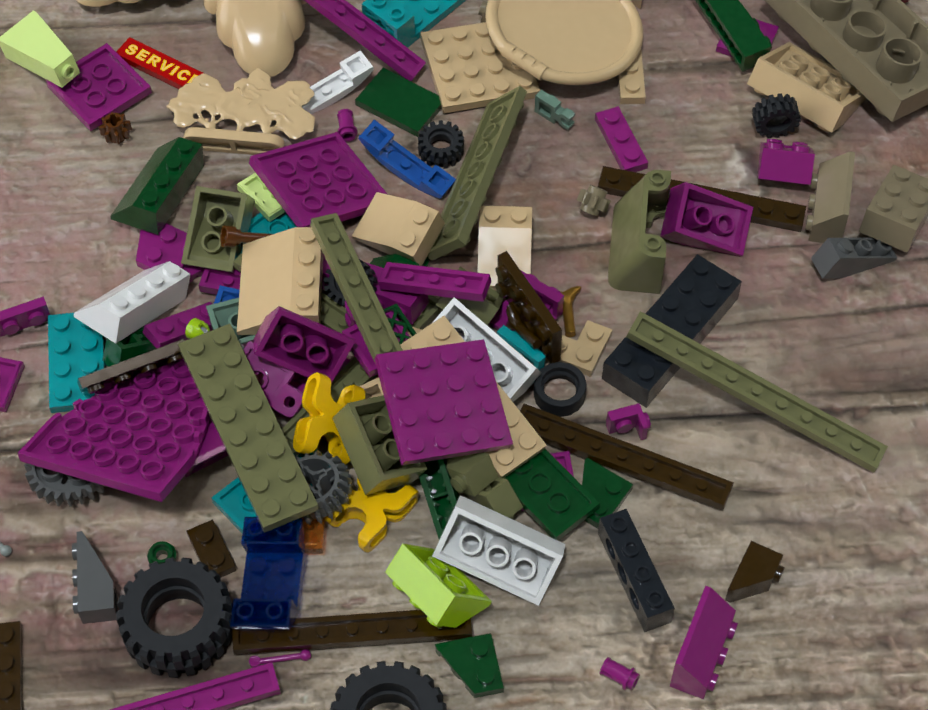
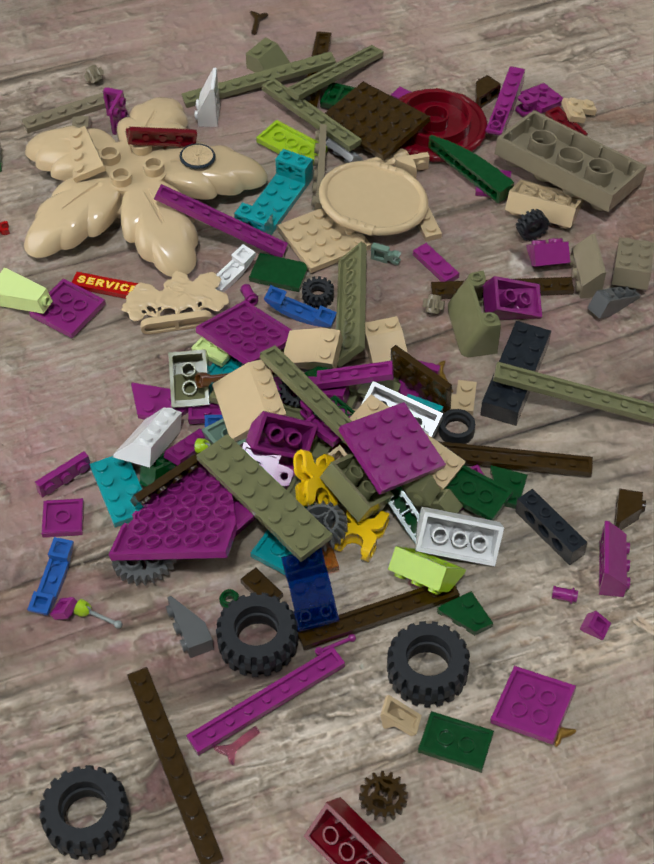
camera: 15 degrees left, 5 degrees down
(115, 128) = (90, 331): reddish brown gear -> none
(160, 185) = (136, 361): dark green slope -> none
(515, 323) = (413, 390): dark brown piece -> none
(626, 418) = (509, 433): magenta bracket -> none

